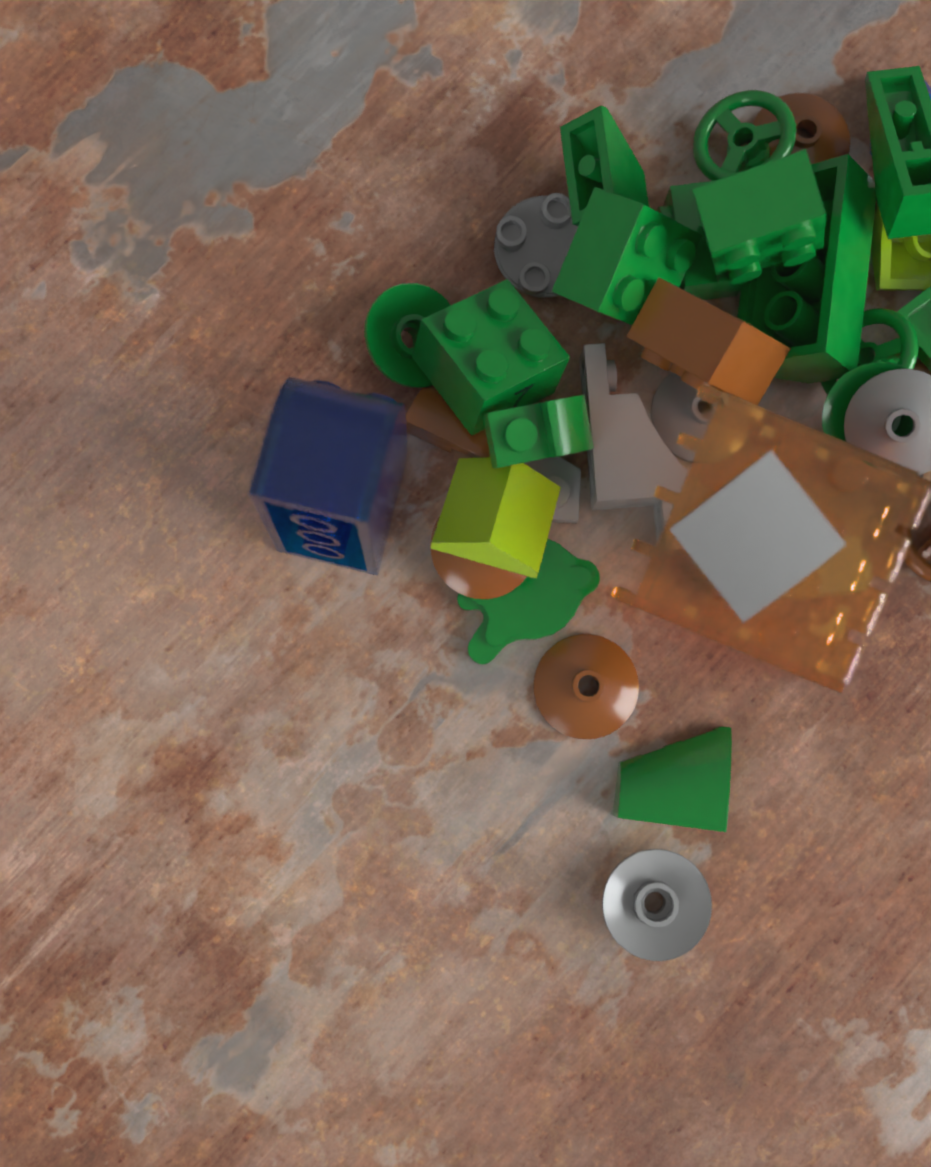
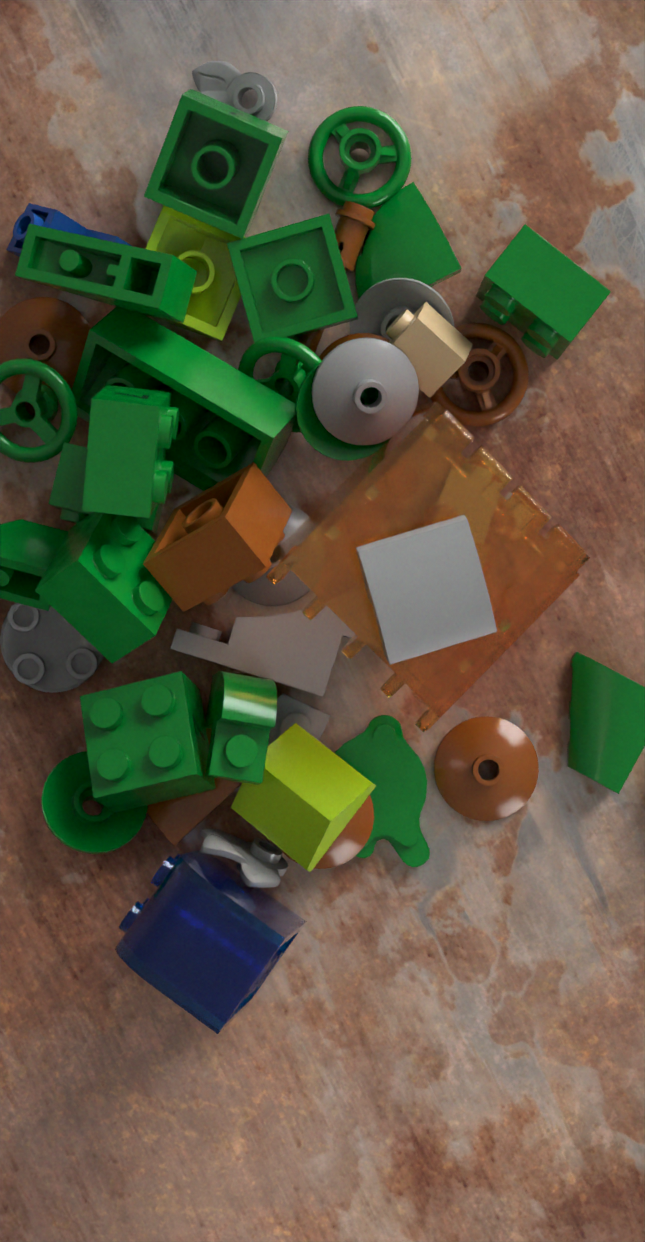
camera: 70 degrees left, 5 degrees up
(416, 503) = (258, 861): none -> light grey plate

